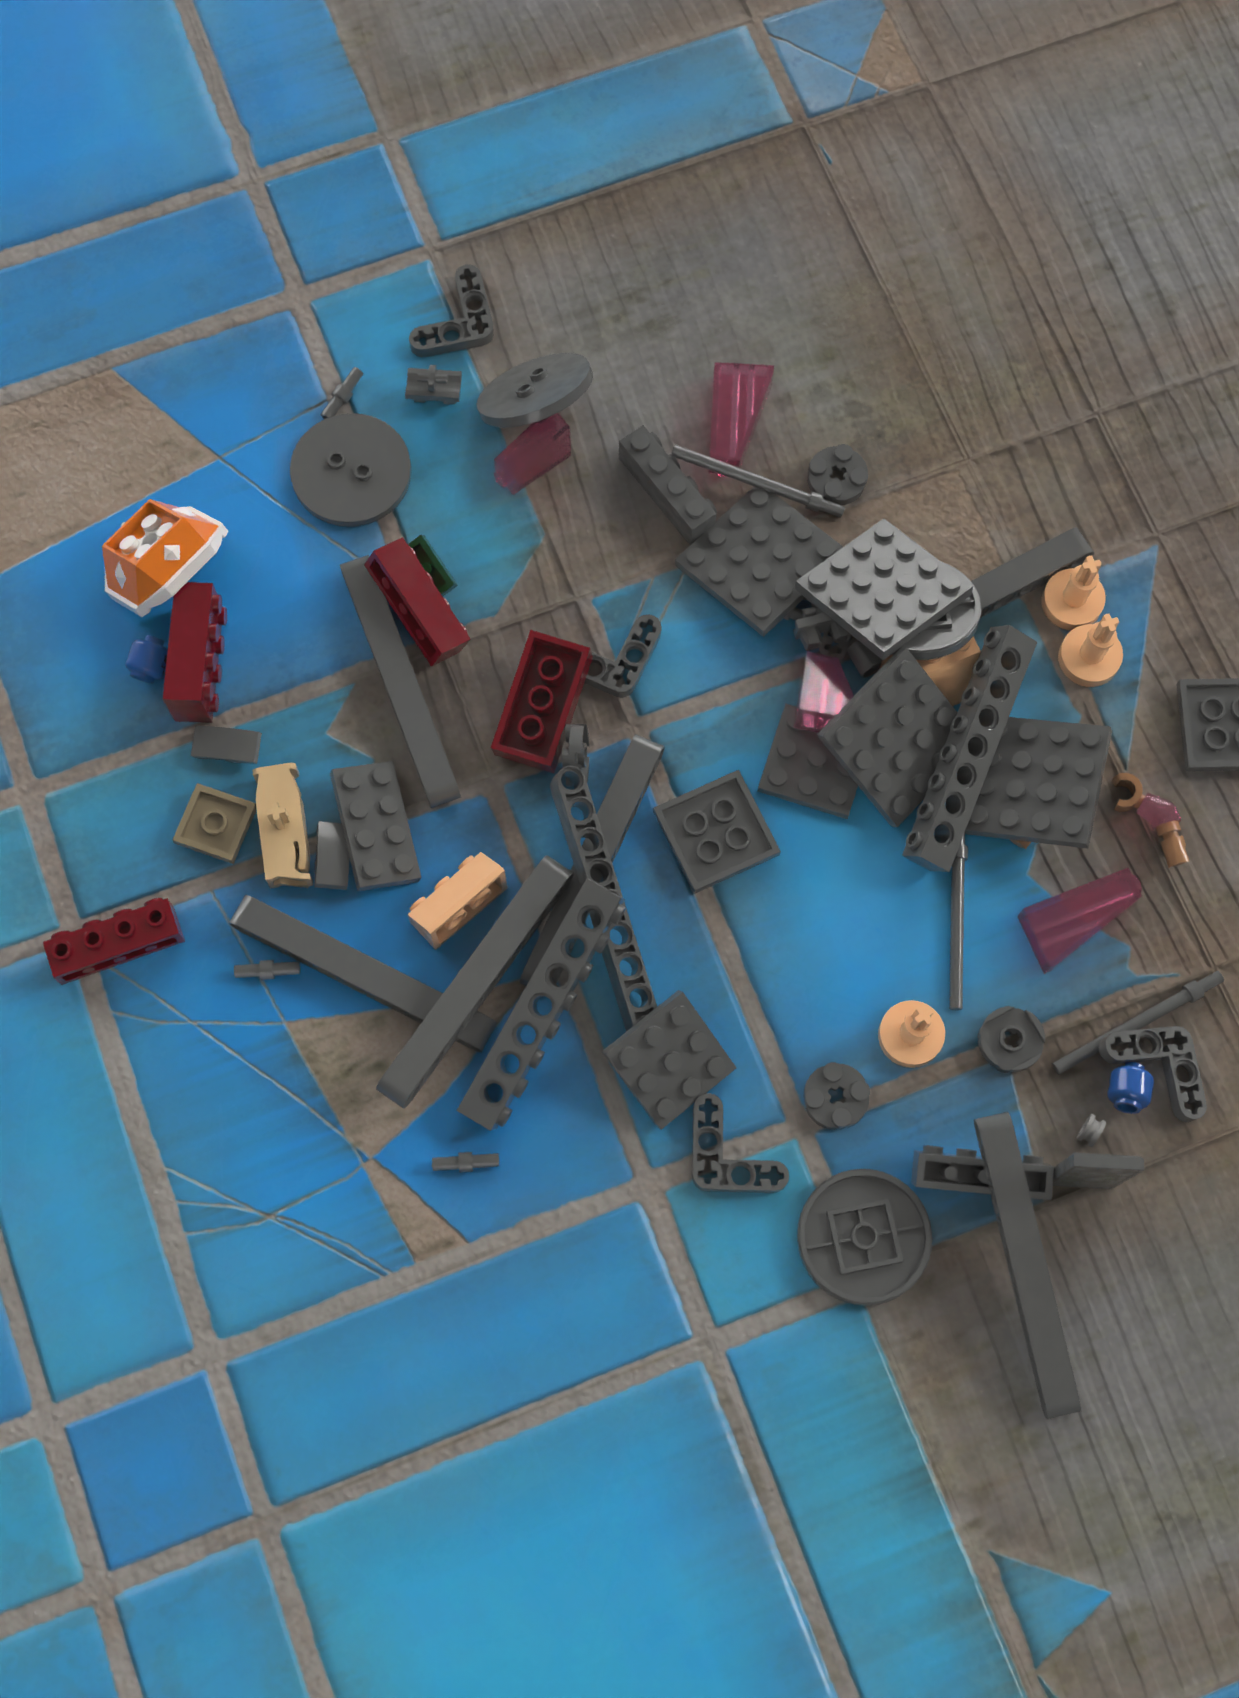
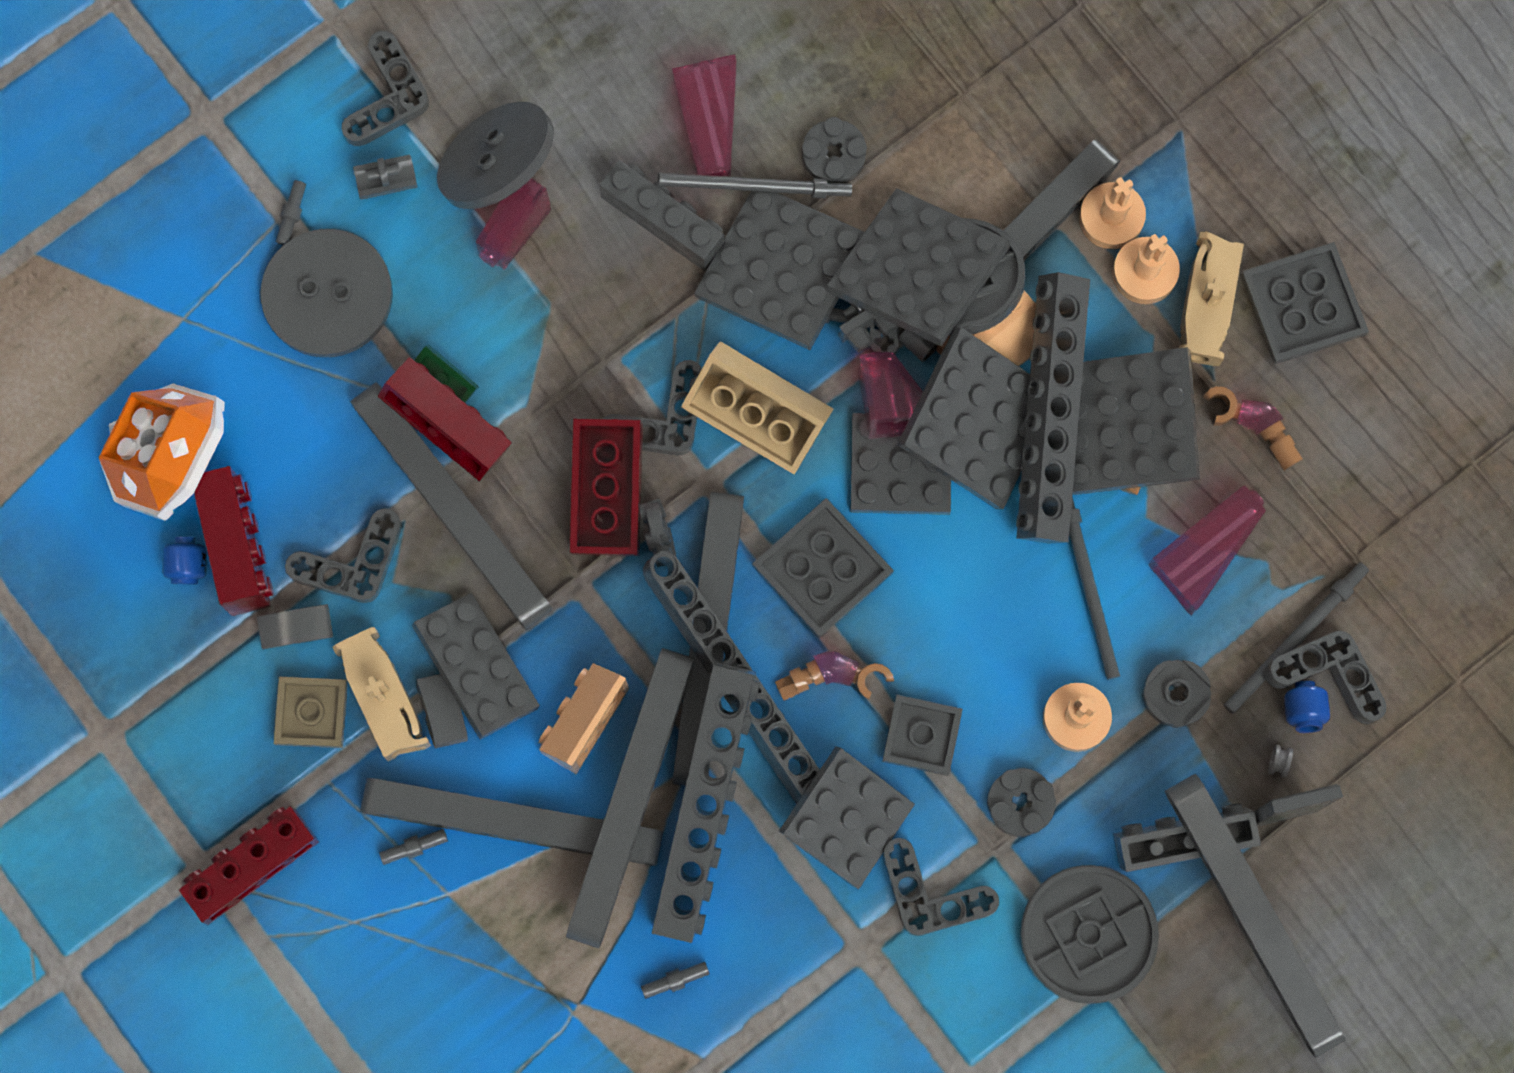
camera: 15 degrees left, 5 degrees up
(291, 715) = (350, 574): none -> dark grey beam
(695, 922) = (830, 668): none -> piece
(699, 672) = (756, 407): none -> tan slope
(762, 1007) = (922, 735): none -> dark grey plate
(1143, 695) = (1210, 298): none -> tan piece

